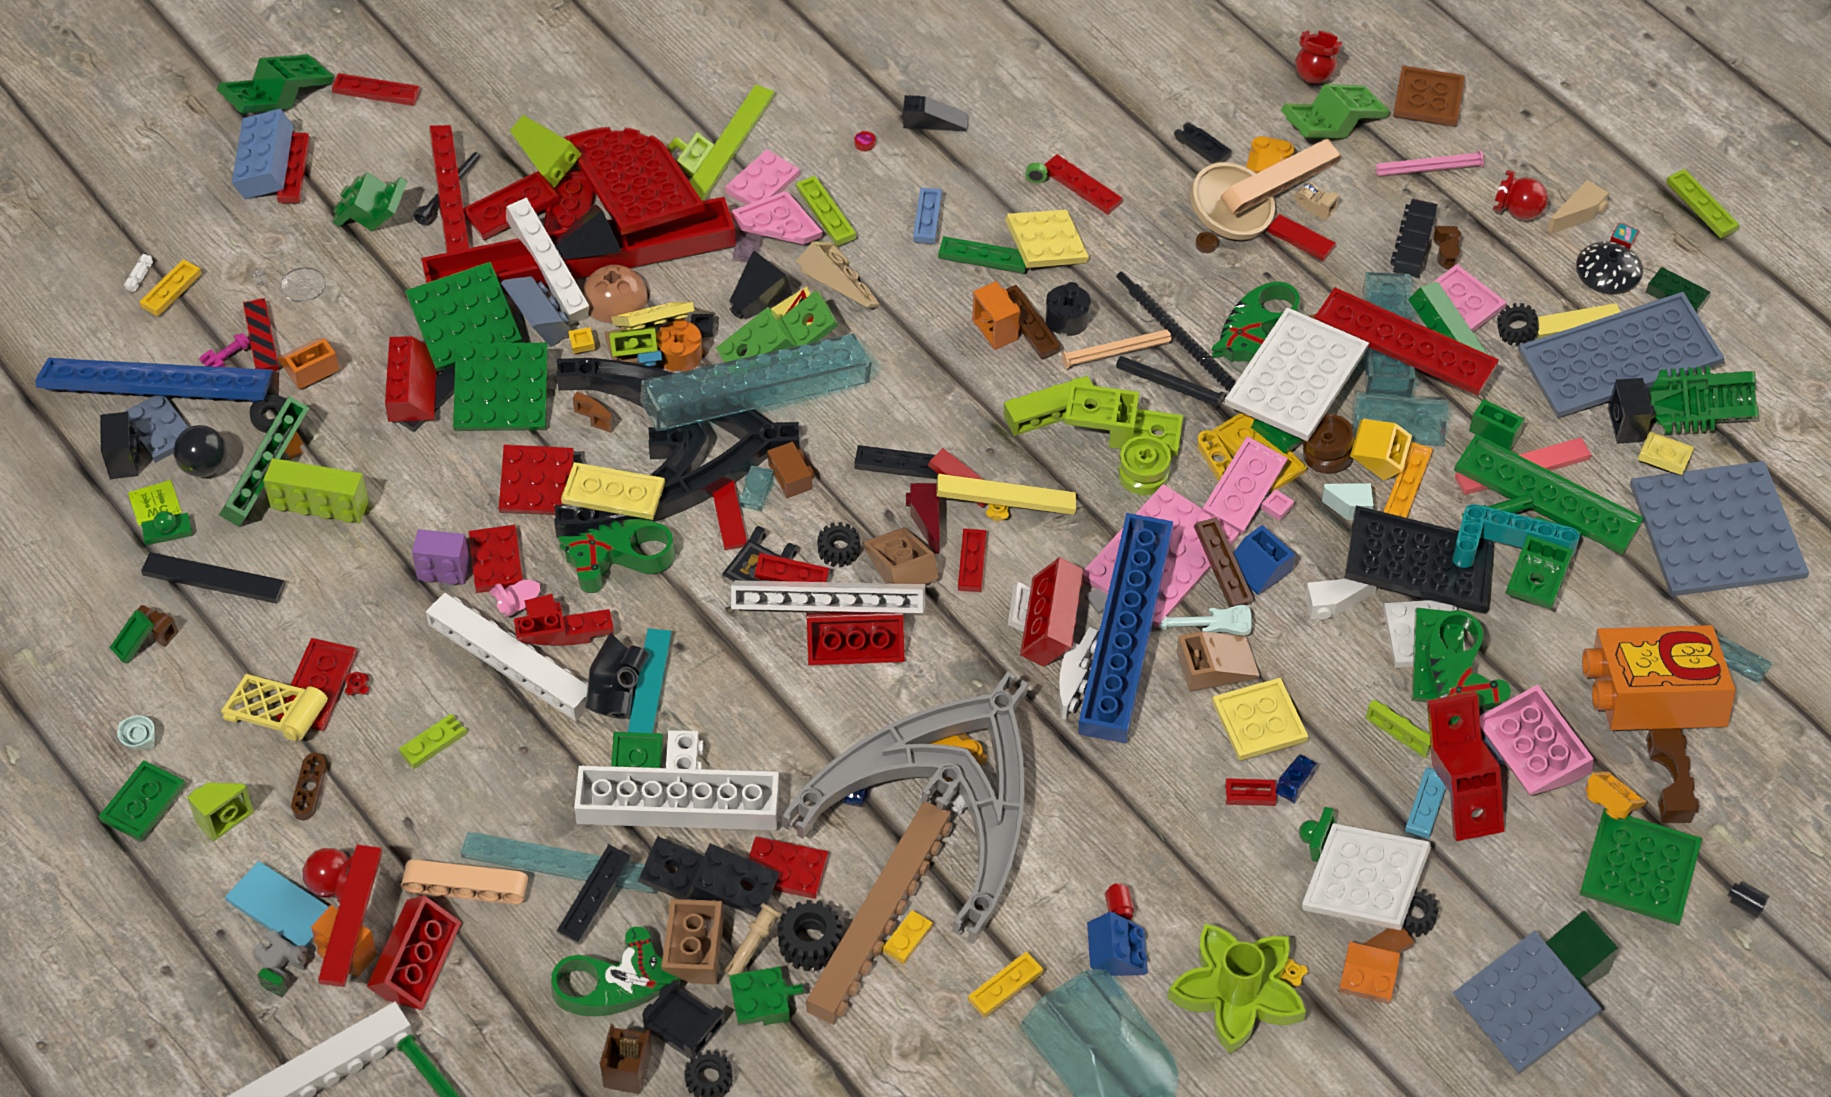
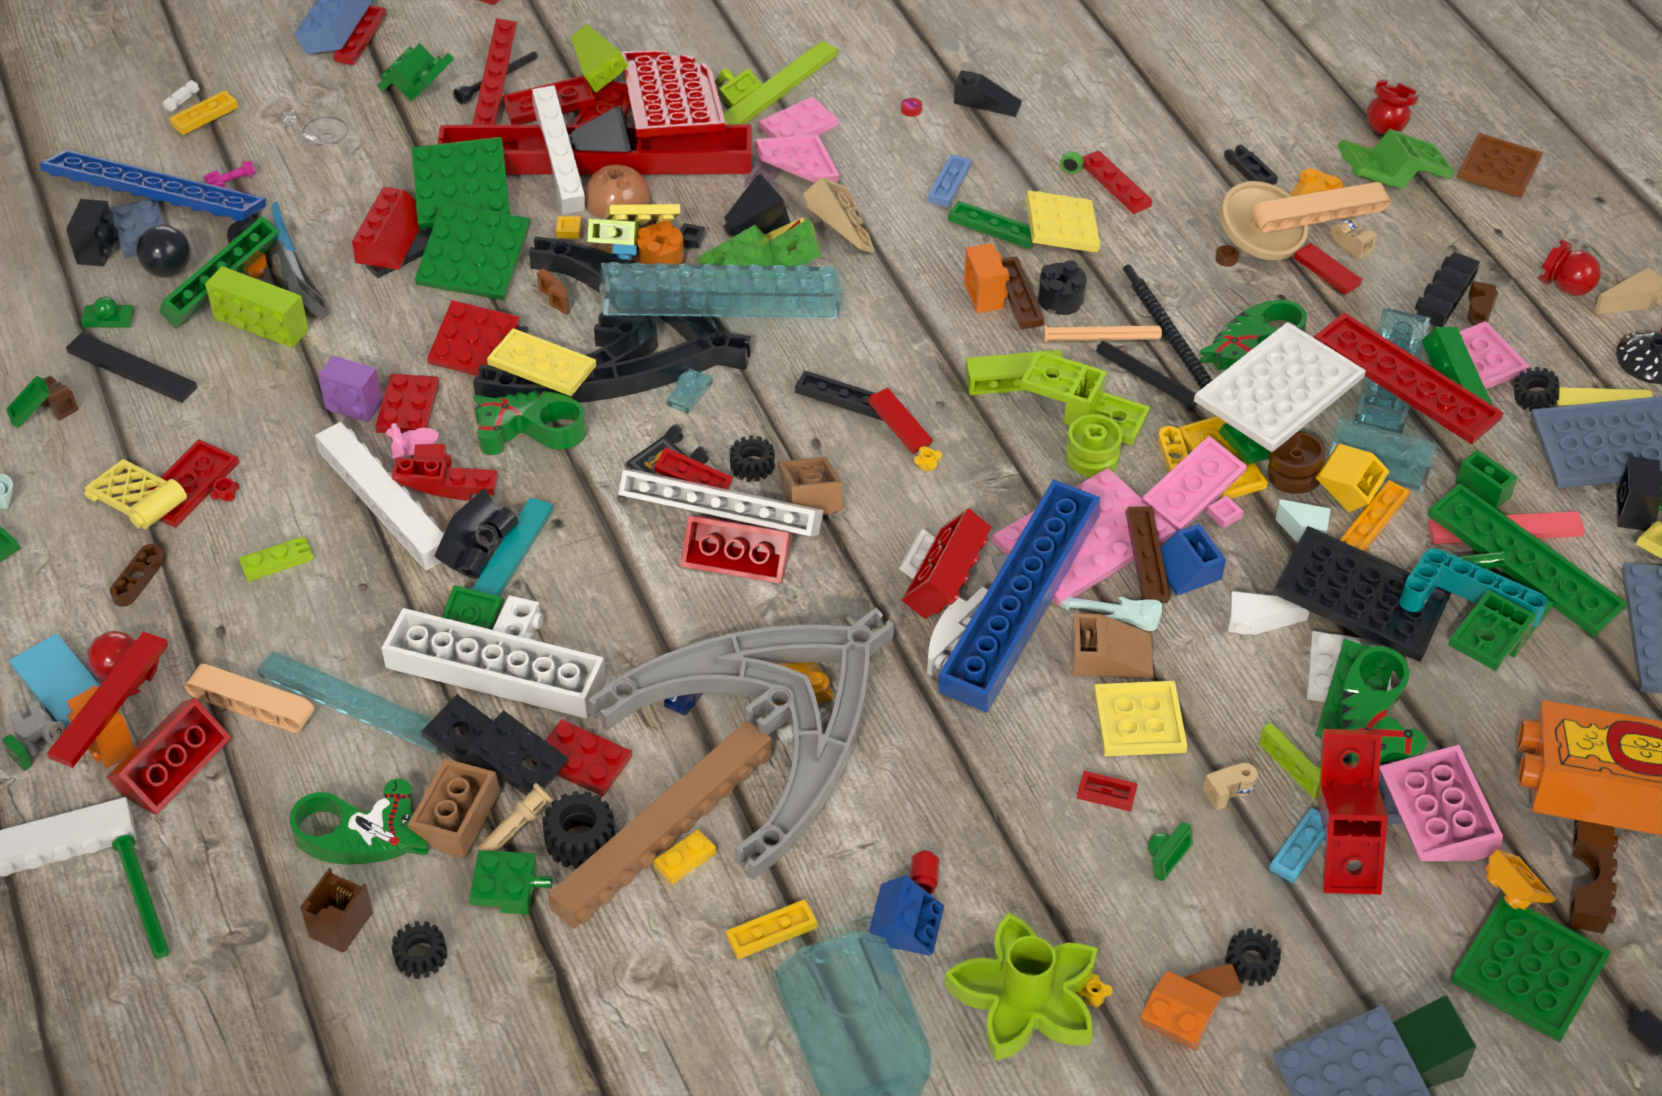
camera: 15 degrees right, 5 degrees down
(154, 499) = (114, 287): clear neon green sticker -> none
(220, 807) = (38, 572): lime slope -> none
(260, 334) = (269, 167): tile -> none
(310, 362) = (302, 198): orange slope -> none
(341, 454) = (293, 272): none -> dark grey plate
(538, 308) = (535, 189): sand blue slope -> none
(594, 894) = (371, 738): black plate -> none
(682, 1020) = (414, 885): black panel -> none
(729, 517) = (653, 412): red tile -> none
(790, 469) = (729, 380): dark orange brick -> none
(825, 210) = (850, 159): lime plate -> none
(925, 511) = (853, 440): dark red slope -> none
(972, 560) = (884, 501): red tile -> none
(1006, 494) = (939, 444): light yellow tile -> none
(1296, 778) = (1161, 786): clear blue leg -> none
(1352, 760) = (1229, 782): none -> tan leg
(1366, 876) = (1208, 905): white plate -> none
(1430, 164) = (1484, 226): bright pink axle -> none

